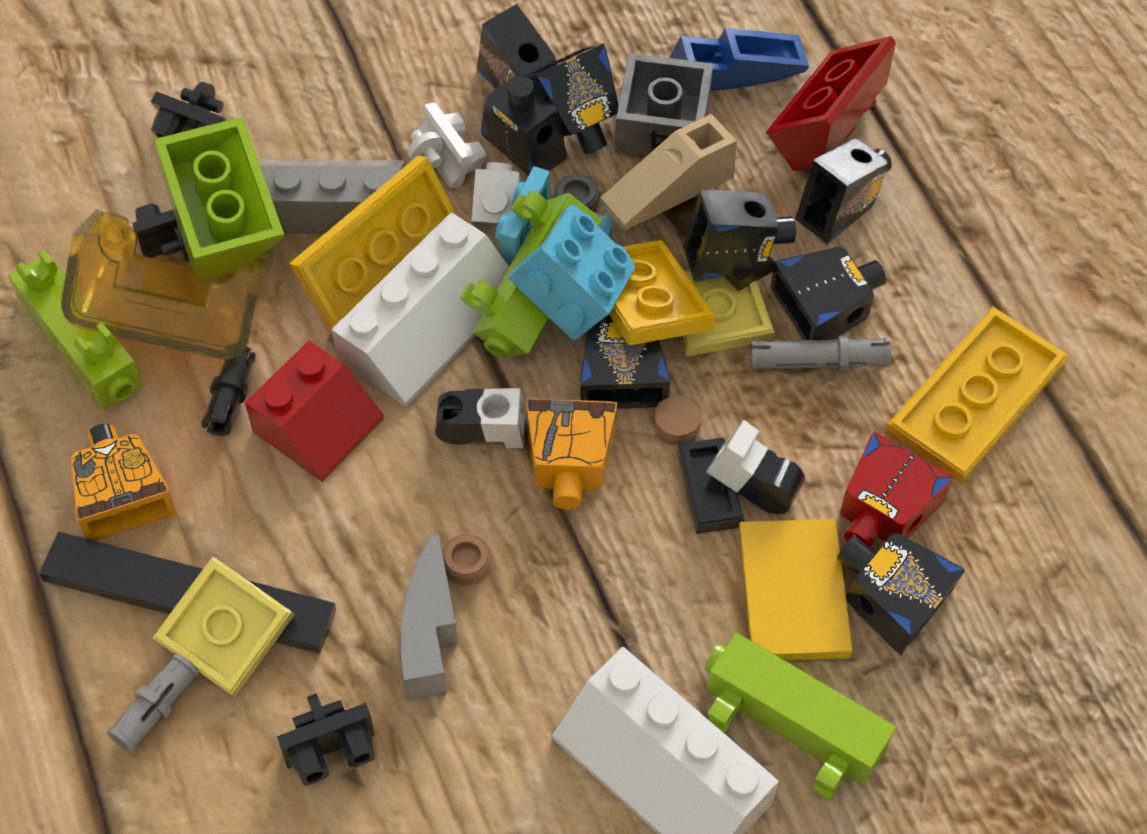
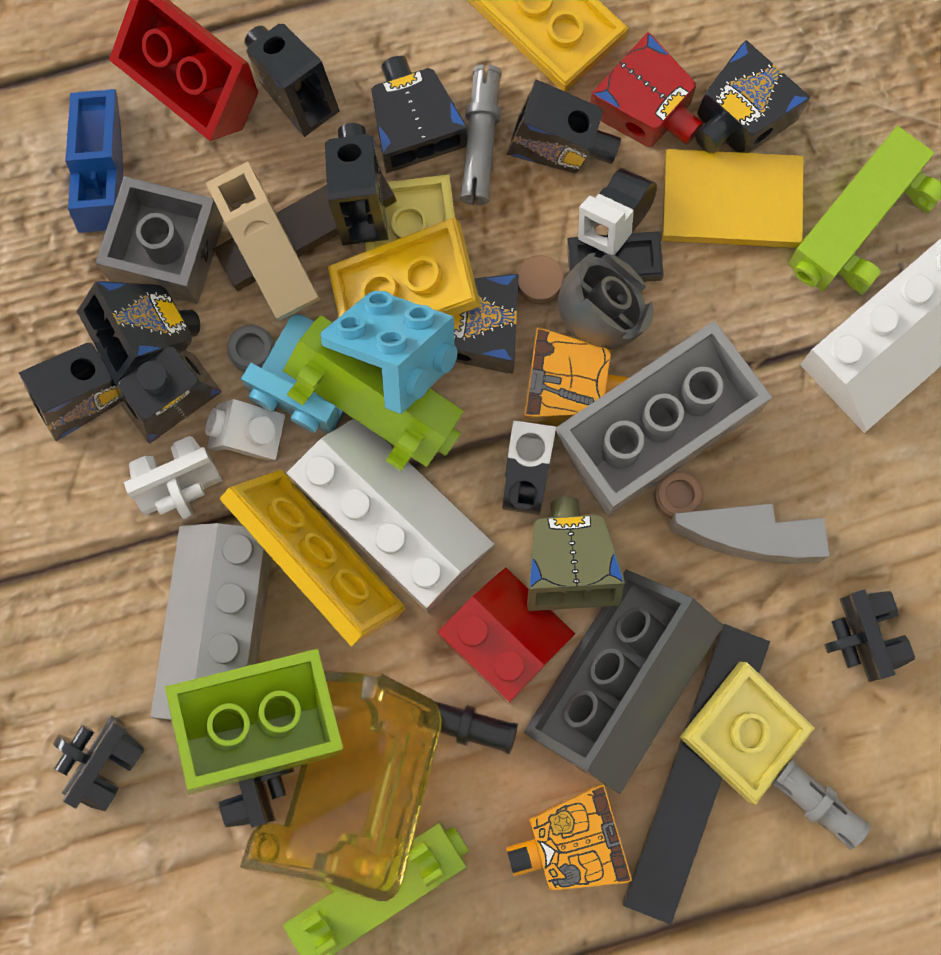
camera: 80 degrees left, 20 degrees up
(272, 516) = (624, 680): none -> dark grey slope
(387, 454) = (573, 561): none -> olive torso
(536, 521) = (662, 417): none -> light grey slope
(653, 459) = (604, 302): none -> flat silver cylinder
(830, 409) = (560, 130): none -> black torso

